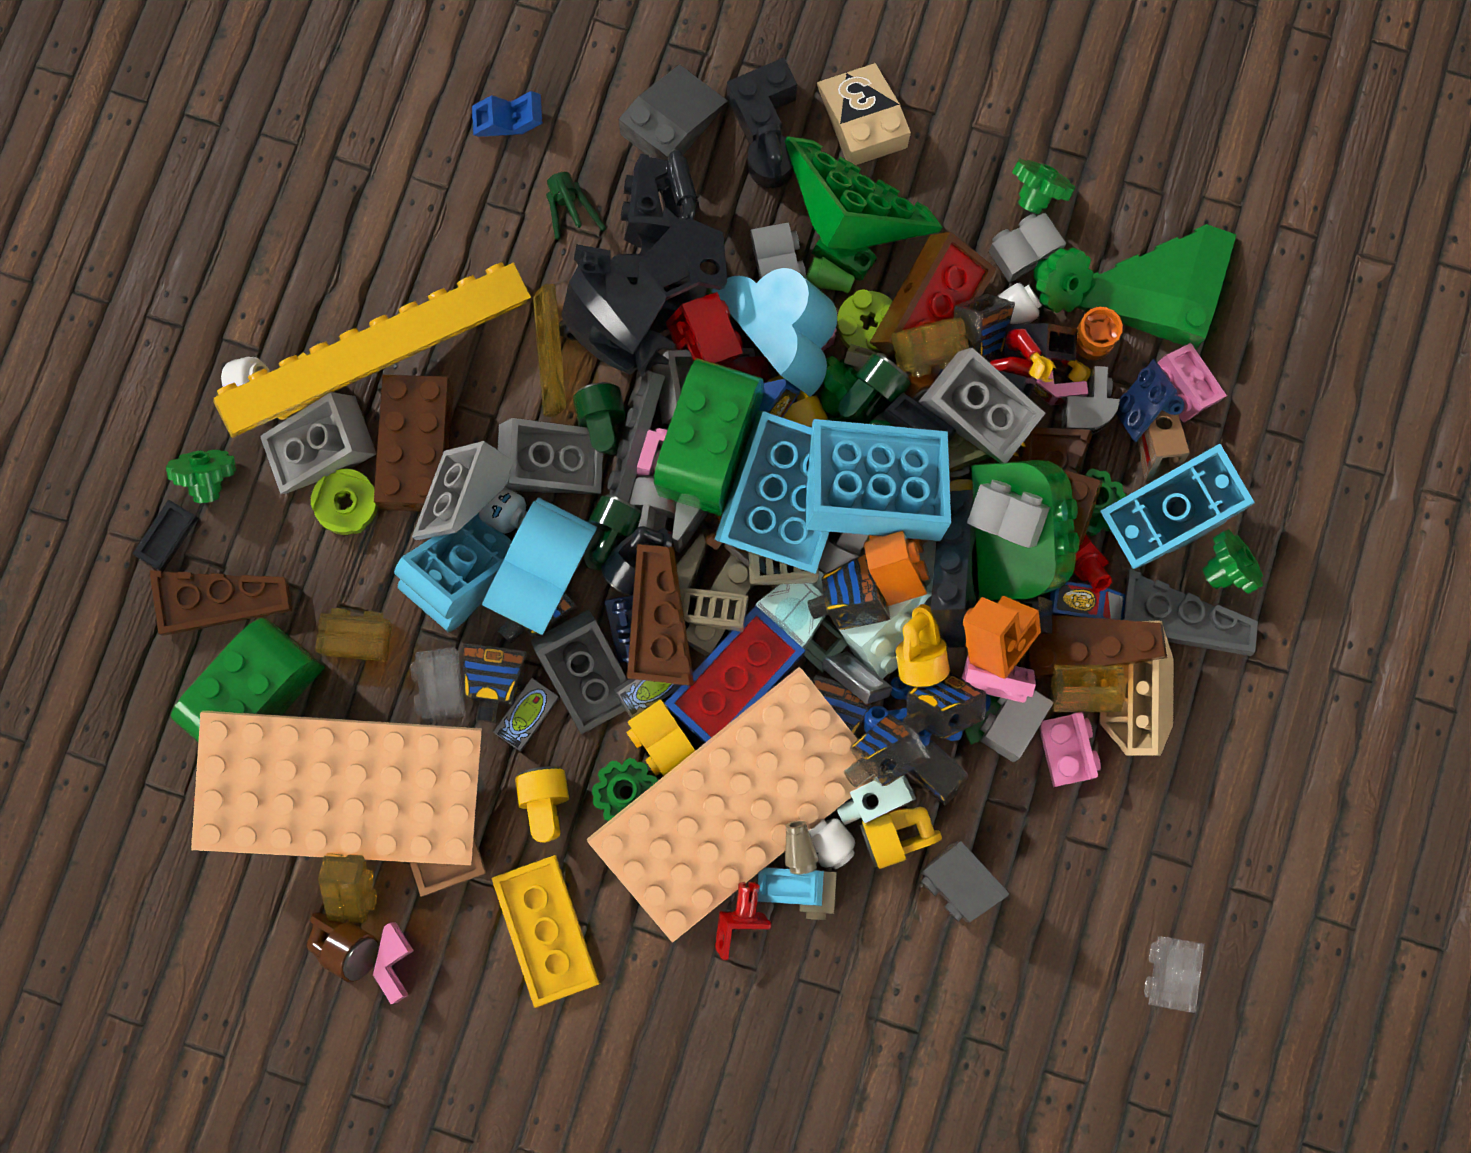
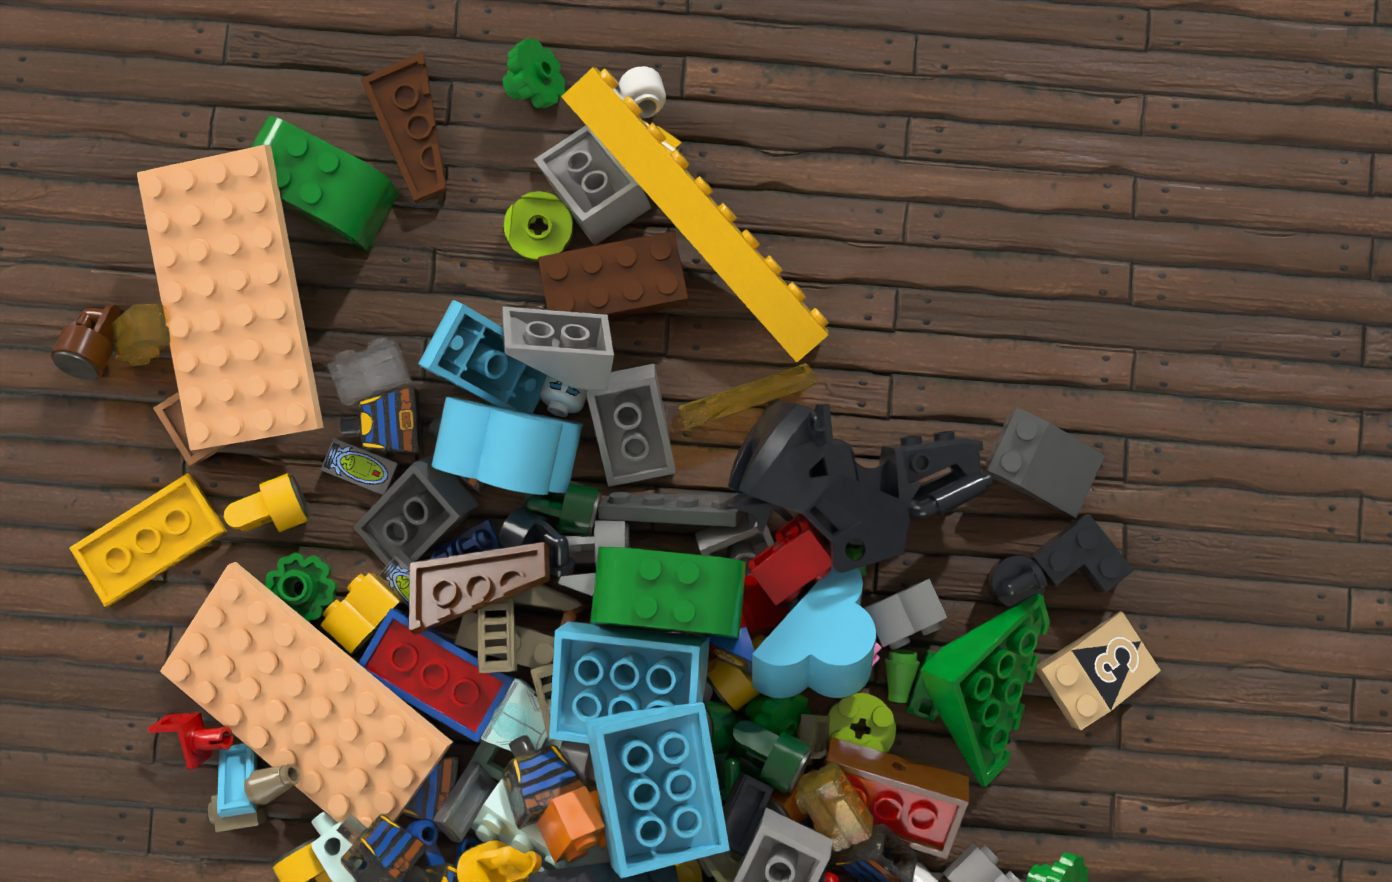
camera: 80 degrees right, 5 degrees up
(165, 535) = (465, 57): black tile -> none
(353, 635) = (400, 272): clear yellow brick -> none
(391, 950) = (97, 394): bright pink slope -> none
(501, 117) = (997, 286): blue slope -> none
(564, 192) = (927, 366): dark green plant -> none
(598, 409) = (691, 462): dark green piece -> none
(650, 452) = (650, 531): bright pink bracket -> none
(832, 843) = (290, 813): white head -> none

